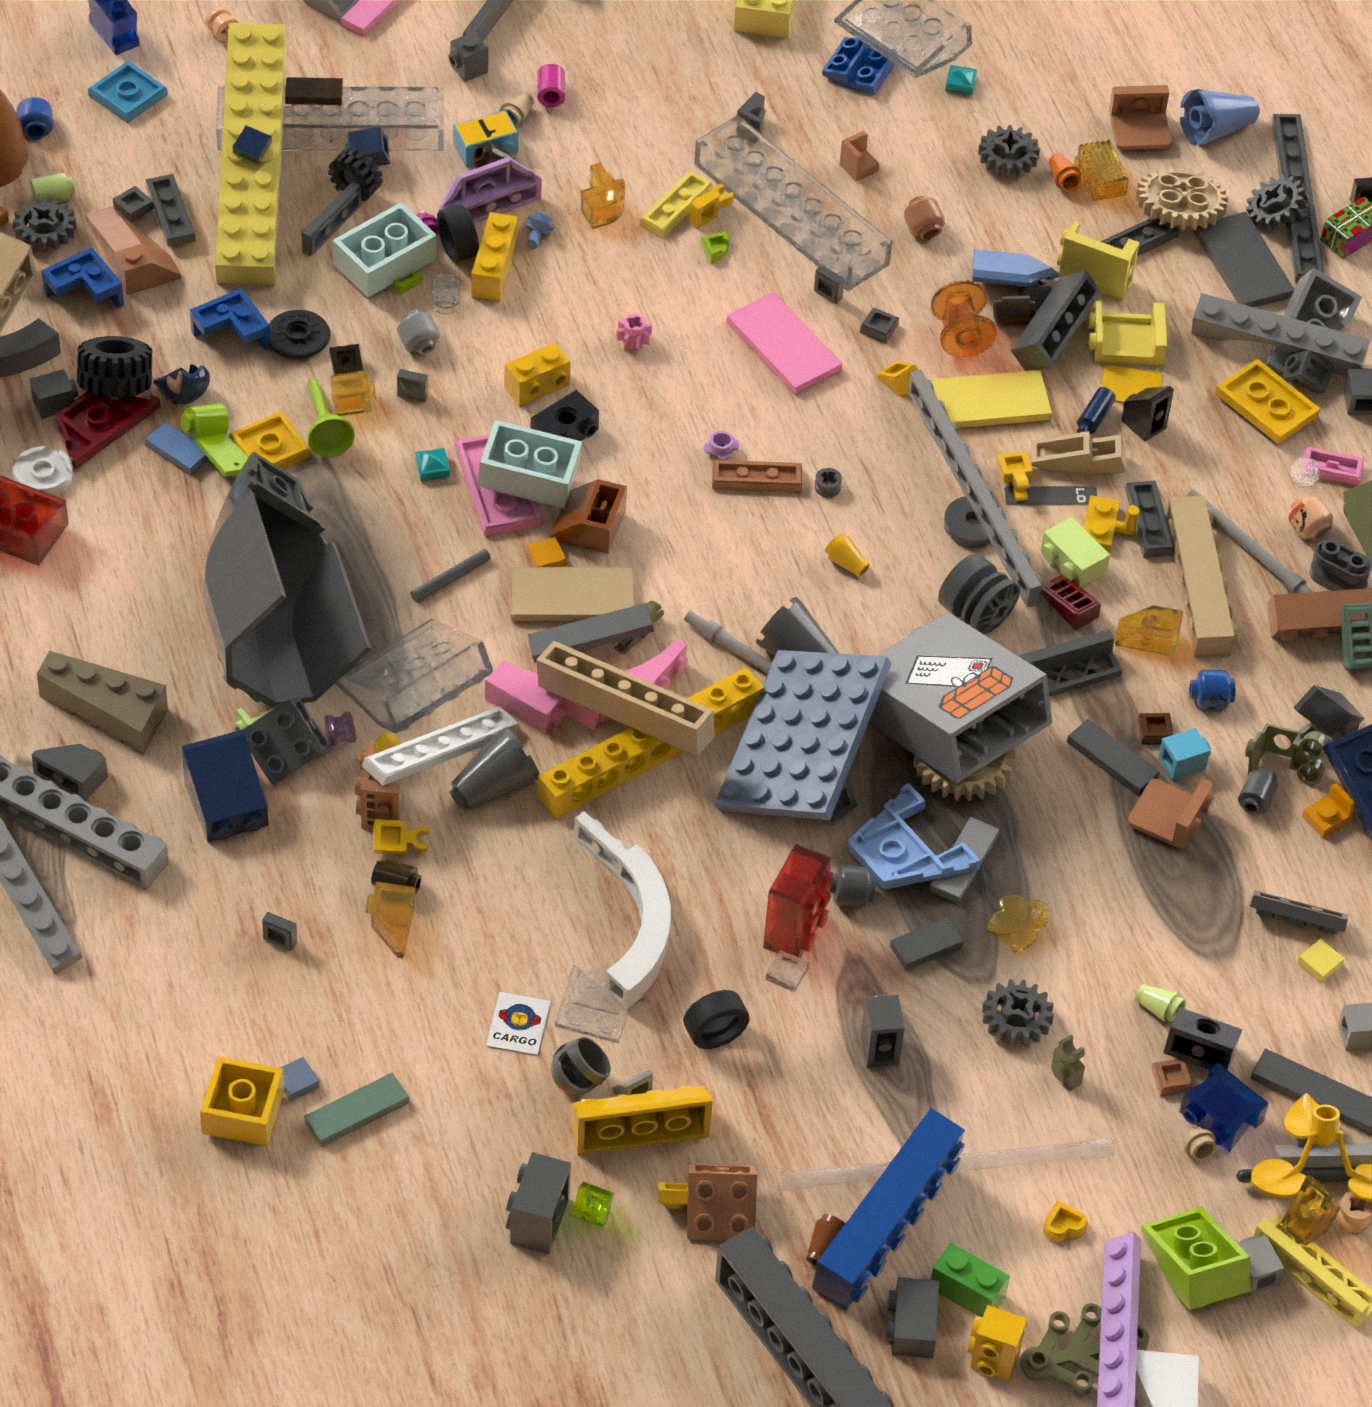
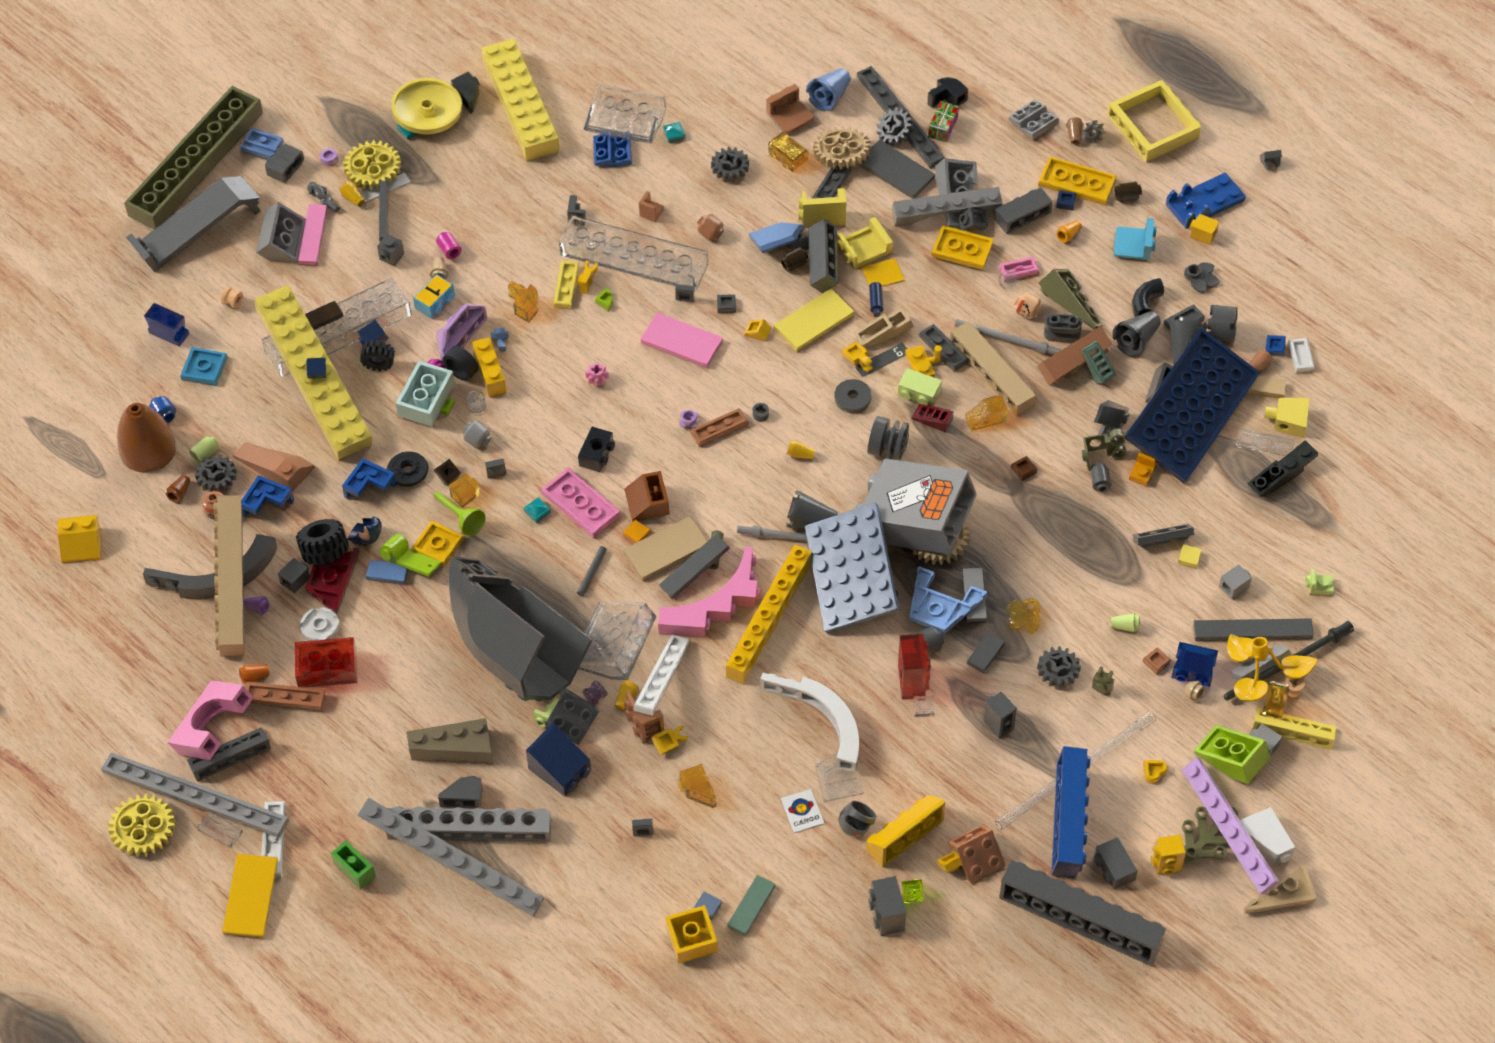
camera: 25 degrees left, 5 degrees up
(133, 203) = (257, 435): dark grey plate -> none
(170, 210) = (282, 428): dark grey plate -> none
(331, 219) = (380, 387): dark grey tile -> none
(396, 873) = (683, 761): dark brown brick -> none
(489, 153) = (447, 307): dark brown brick -> none
(494, 771) = (698, 674): dark grey cone -> none
(529, 464) = (597, 484): light aqua brick -> none
(537, 374) = (561, 427): yellow brick -> none
(625, 698) = (748, 597): tan brick -> none
(635, 1085) = (888, 813): light grey slope -> none
(716, 1019) = (910, 754): black tyre -> none
(823, 1235) = (1042, 842): dark orange cone -> none
(958, 310) = (767, 274): clear orange hose -> none
(969, 1280) = (1131, 828): bright green brick -> none
(977, 493) = (843, 376): light grey plate -> none
(1065, 173) = (768, 162): orange cone -> none
(1076, 655) = (957, 448): dark grey fence -> none
(1112, 756) = (1012, 496): dark grey tile -> none
(1148, 411) = (905, 284): black slope -> none
(1171, 812) = (1064, 512): nougat bracket -> none
(1184, 753) = (1049, 475): medium azure brick -> none
(1202, 1040) = (1162, 633): black brick -> none
(1213, 689) = (1040, 431): blue head -> none

